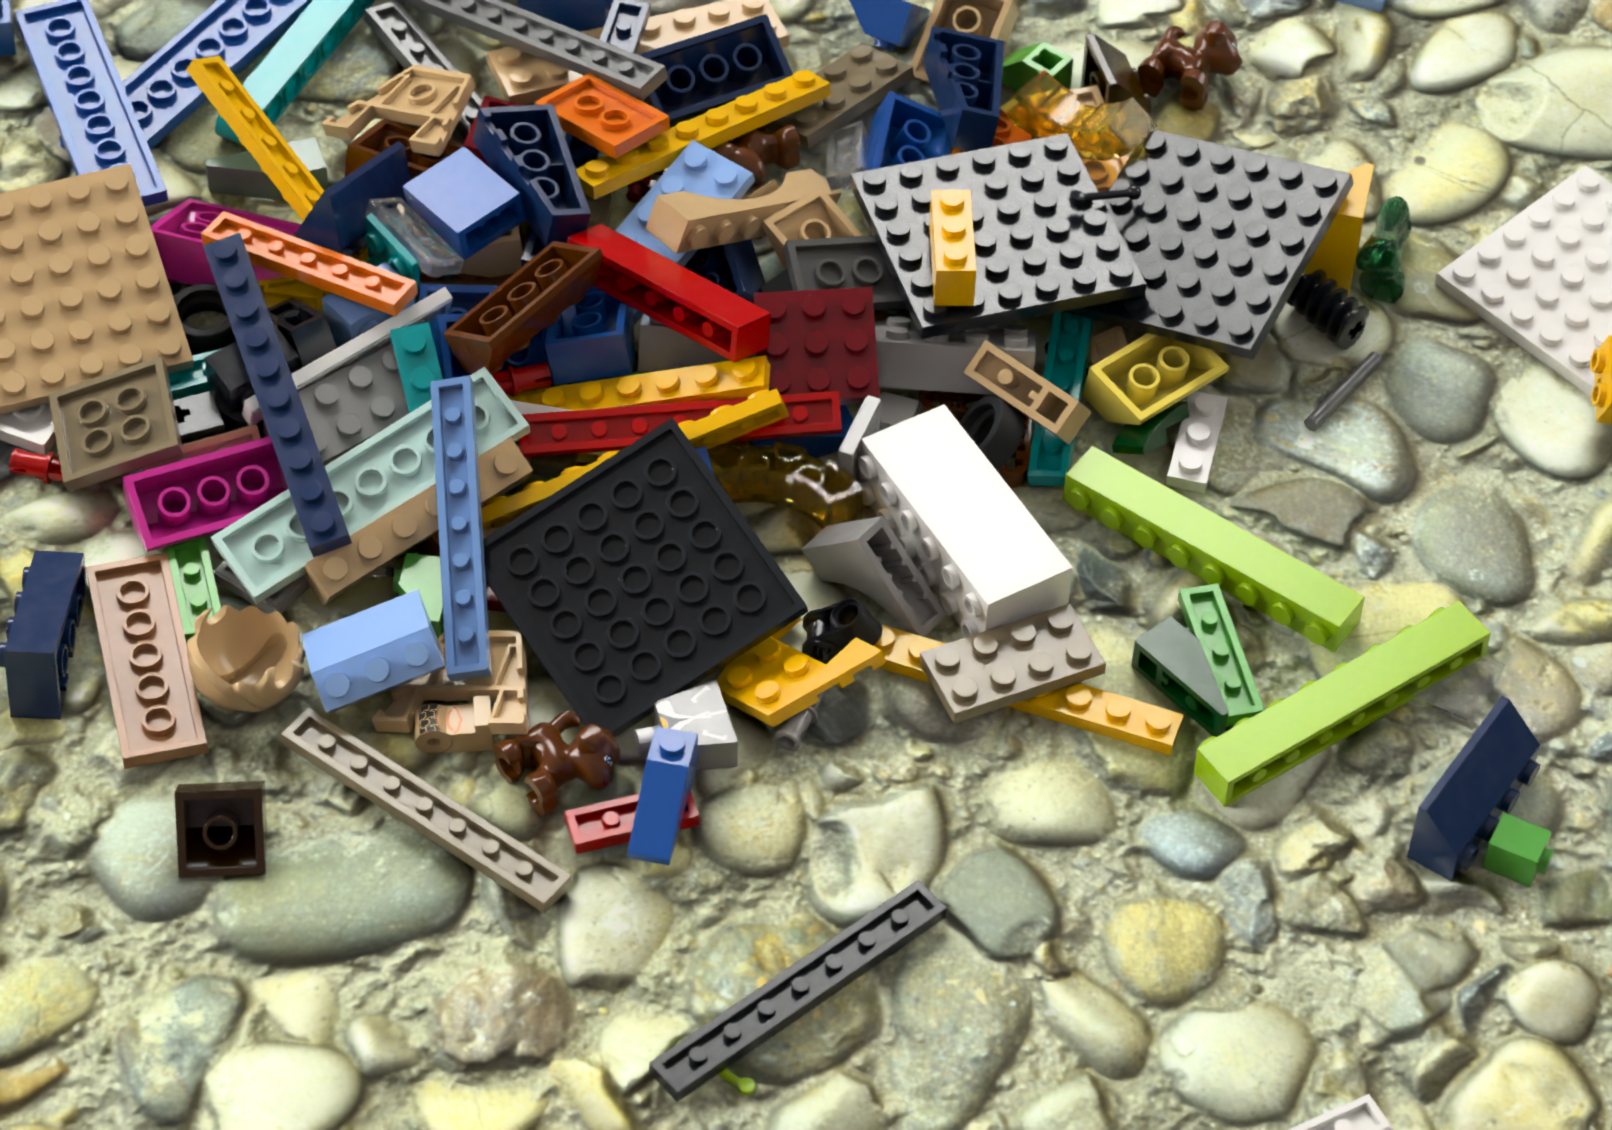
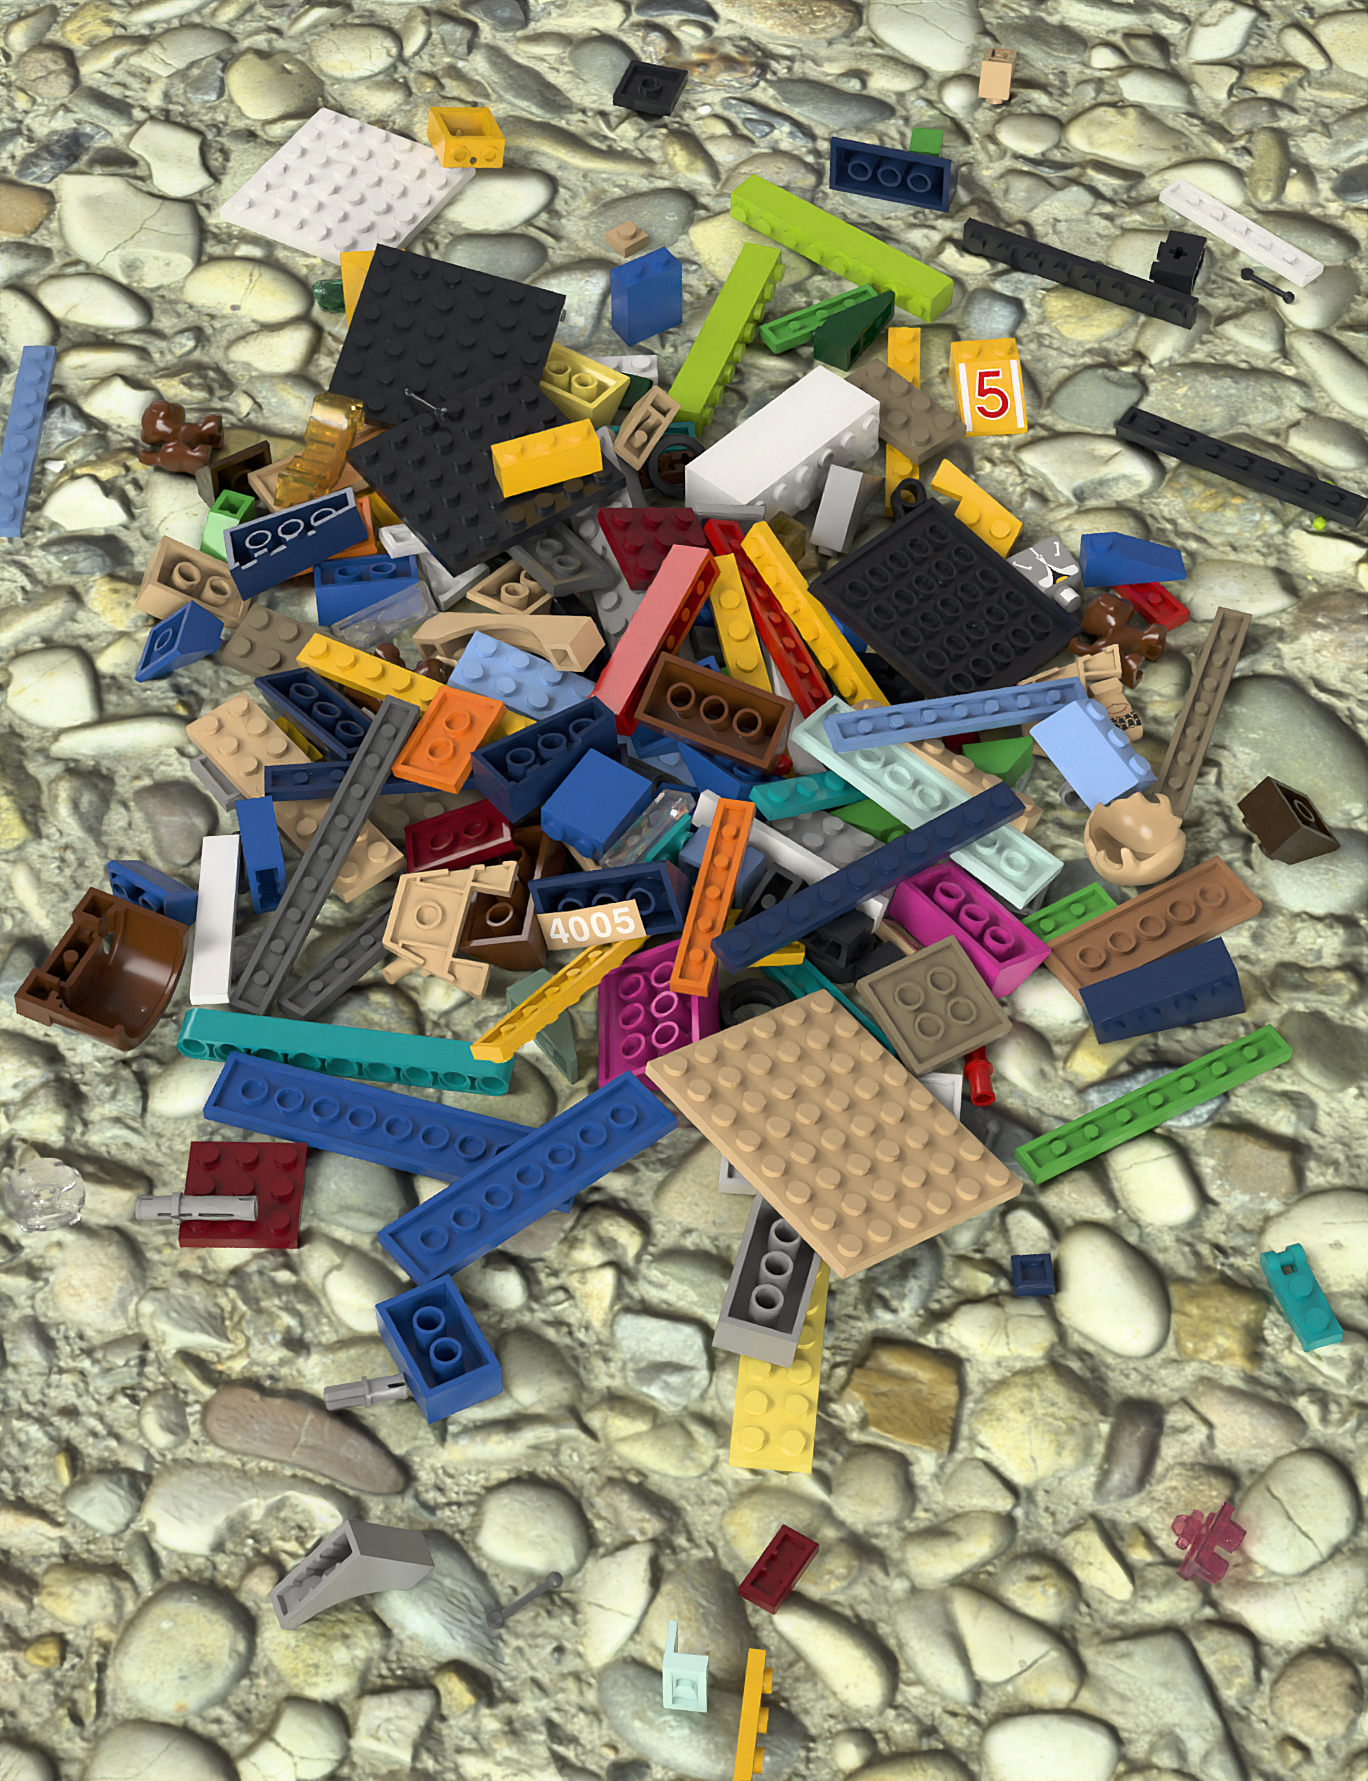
camera: 105 degrees left, 0 degrees up
(1035, 777) = (988, 386): none -> yellow slope
(1203, 1056) = (1179, 261): none -> black brick
(1209, 947) = (1080, 273): none -> black plate
(1282, 470) = (646, 296): none -> blue brick
(1436, 515) = (626, 239): none -> tan plate

